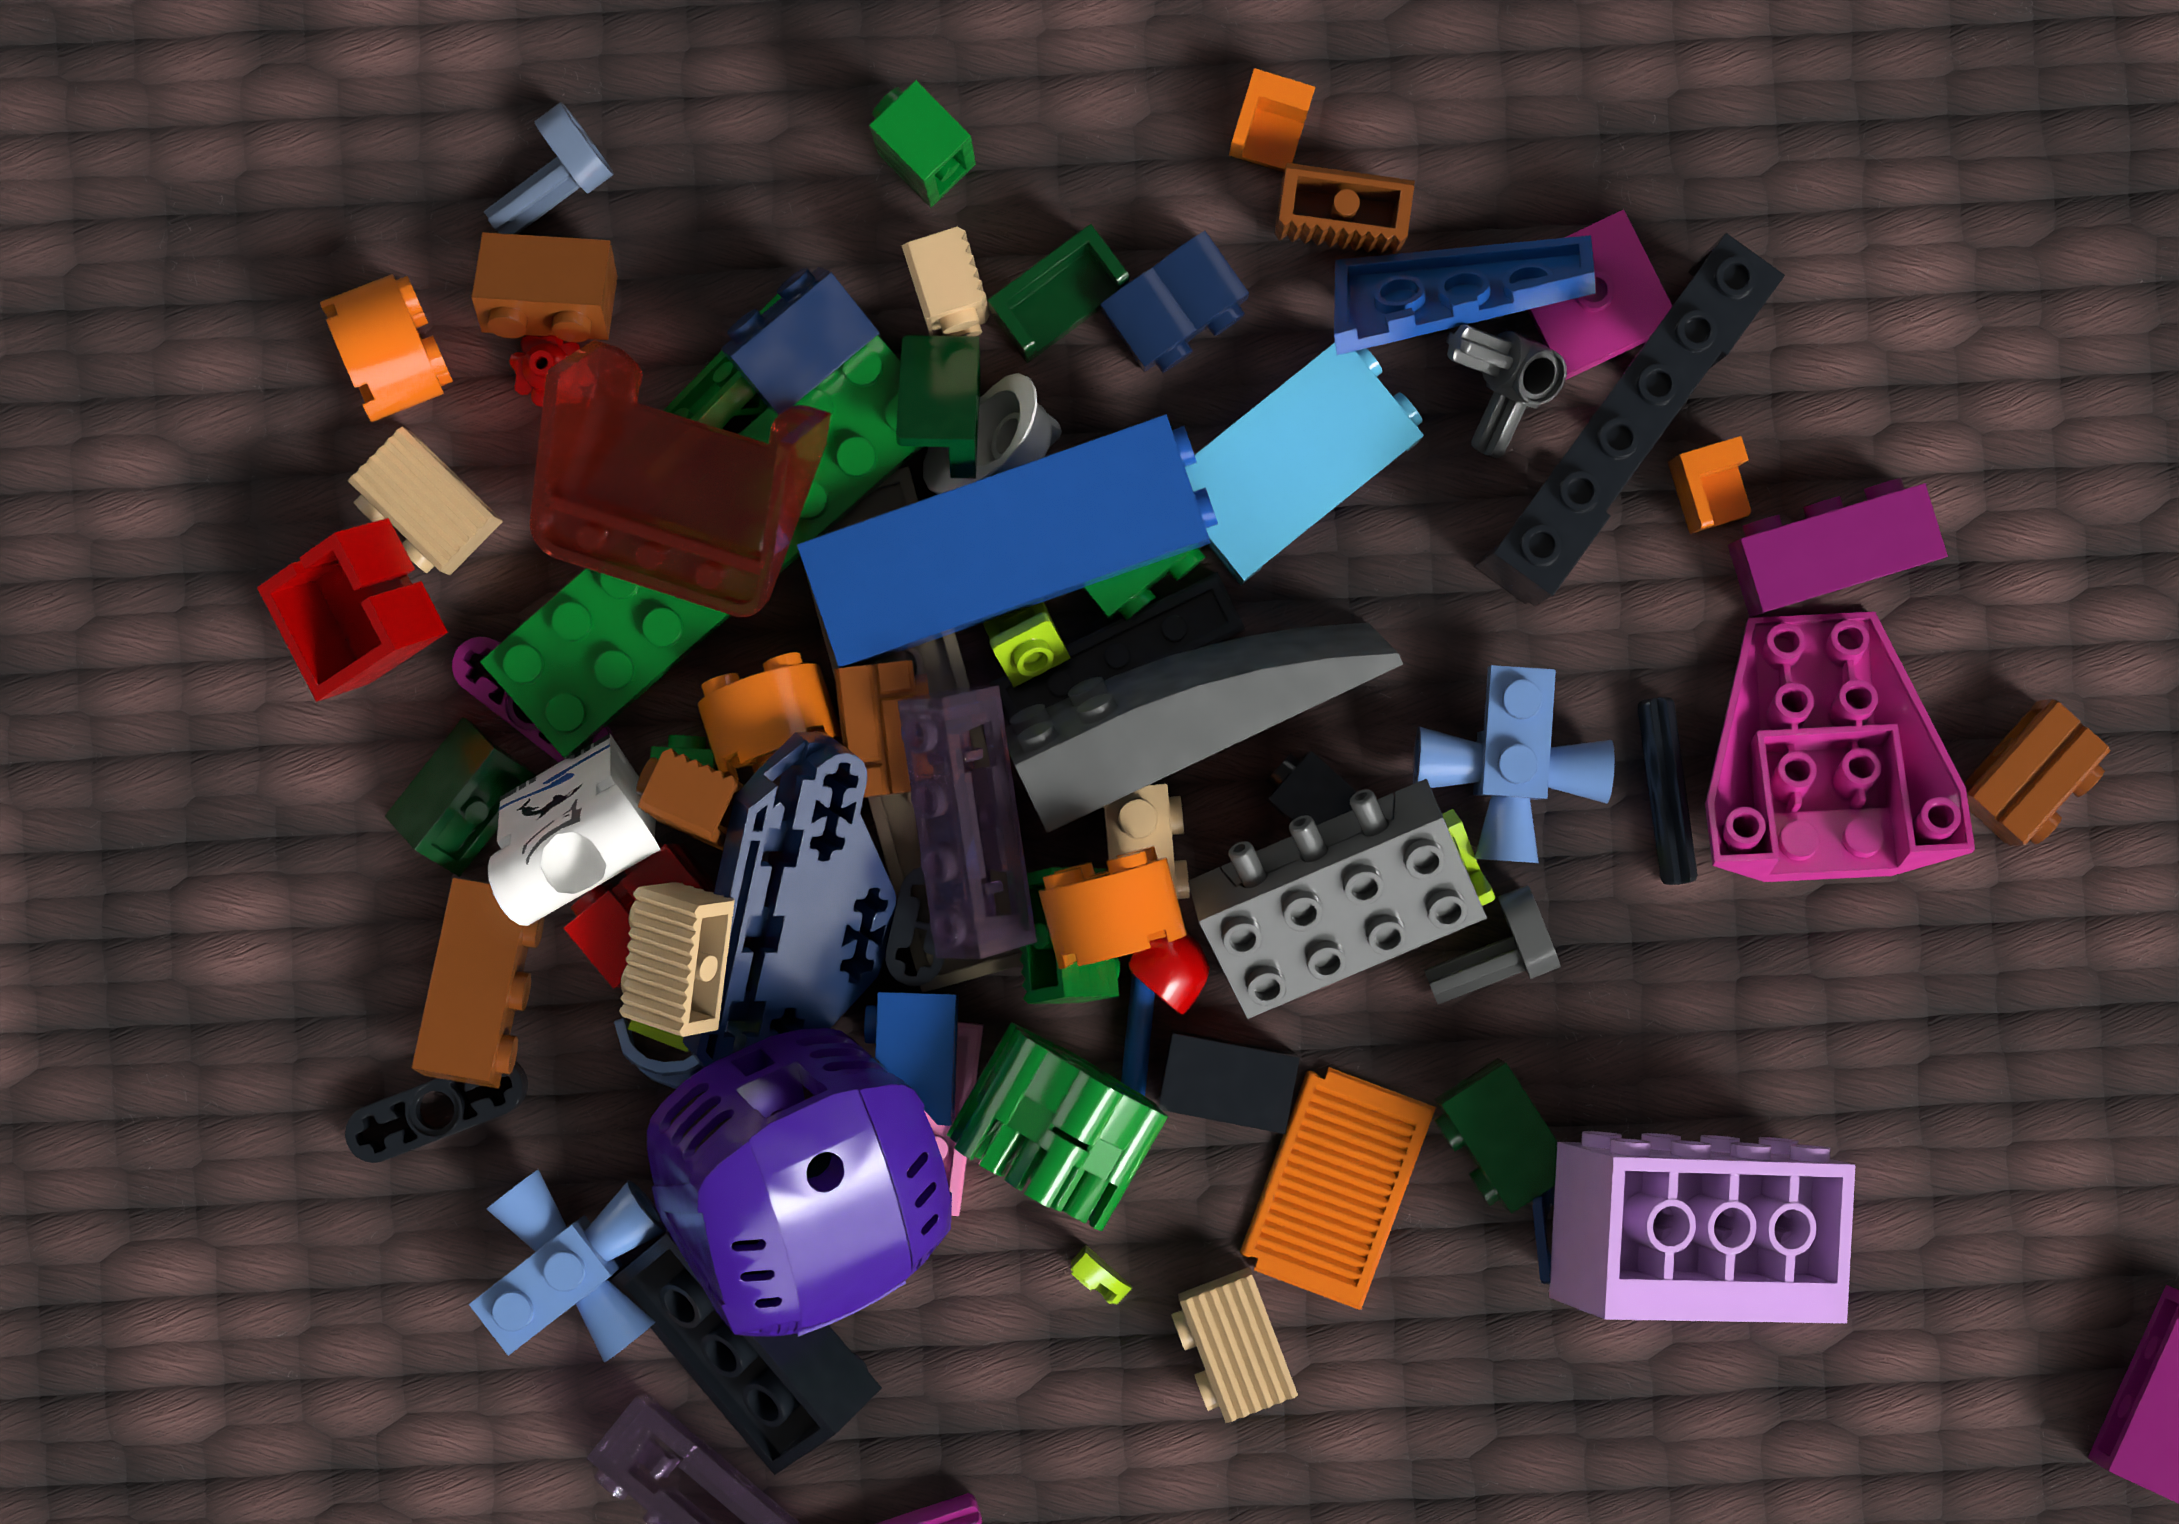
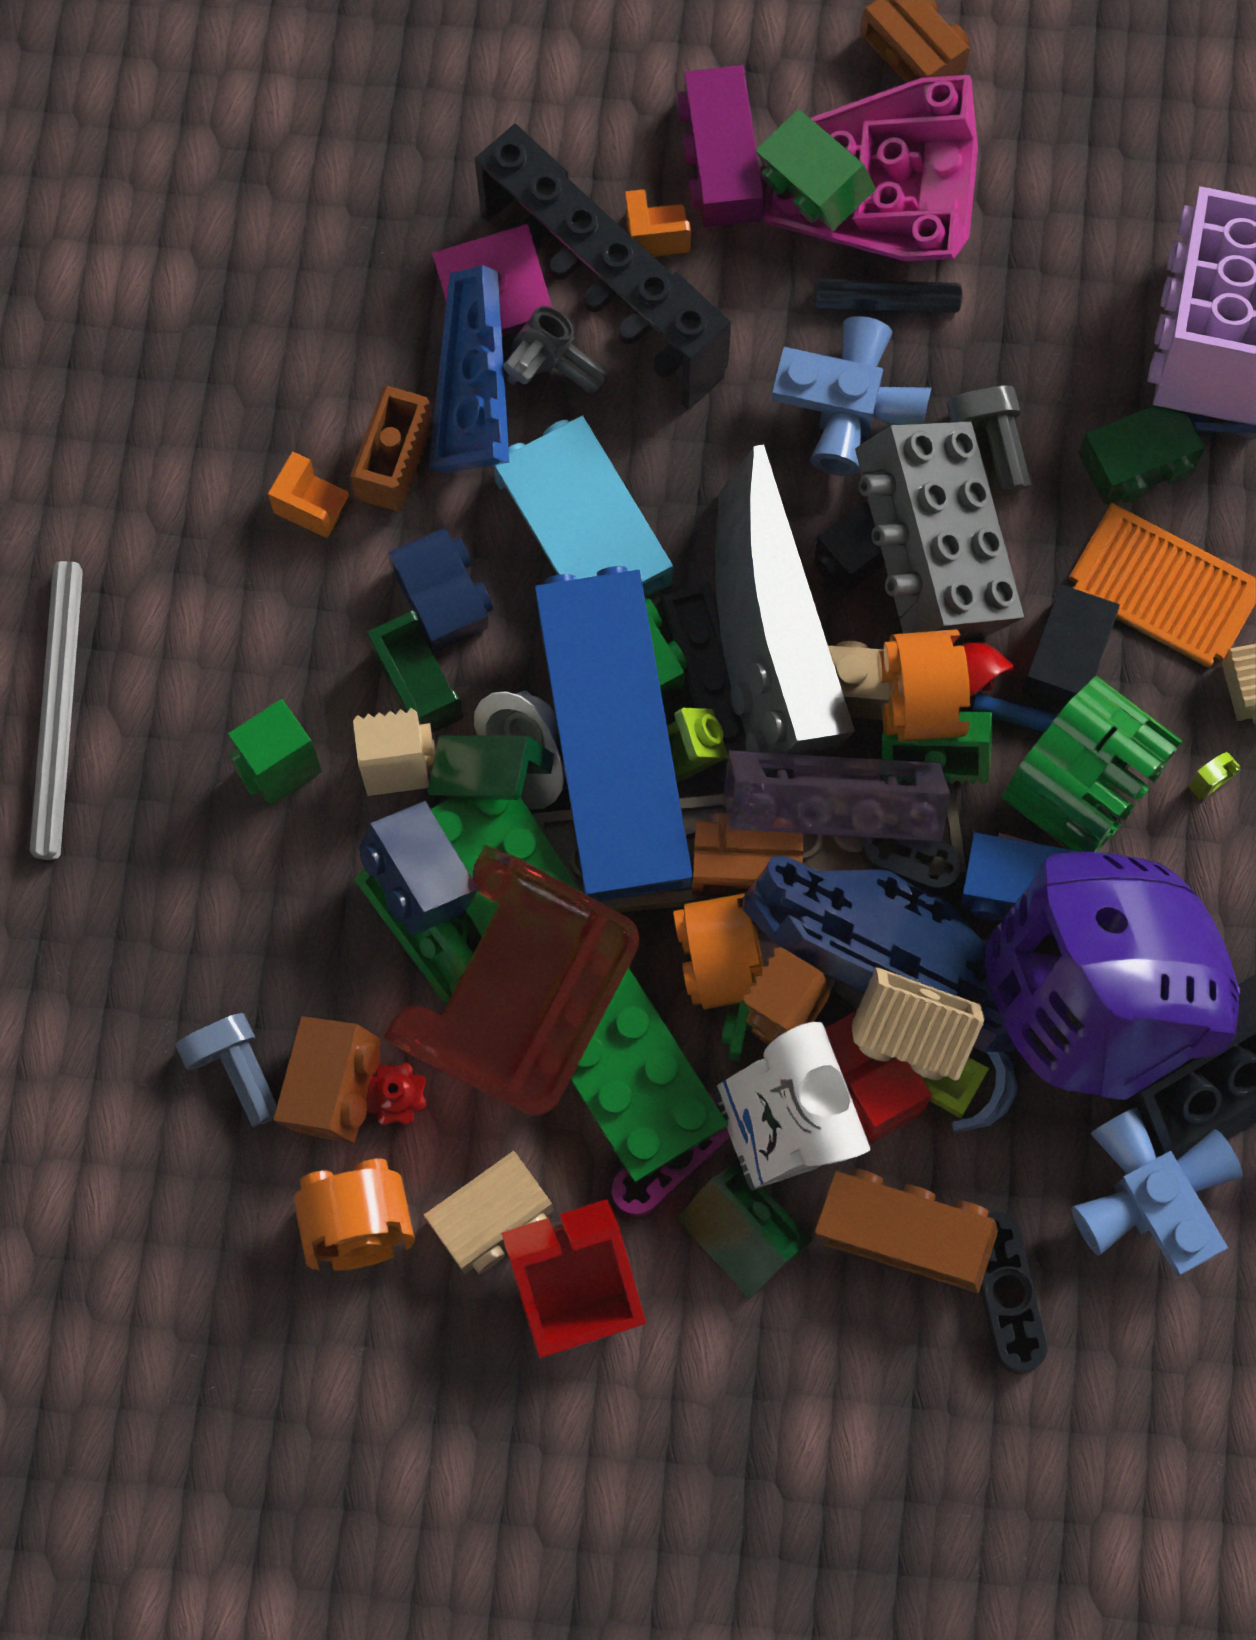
camera: 80 degrees left, 15 degrees down
(1806, 671) = (814, 170): none -> green brick

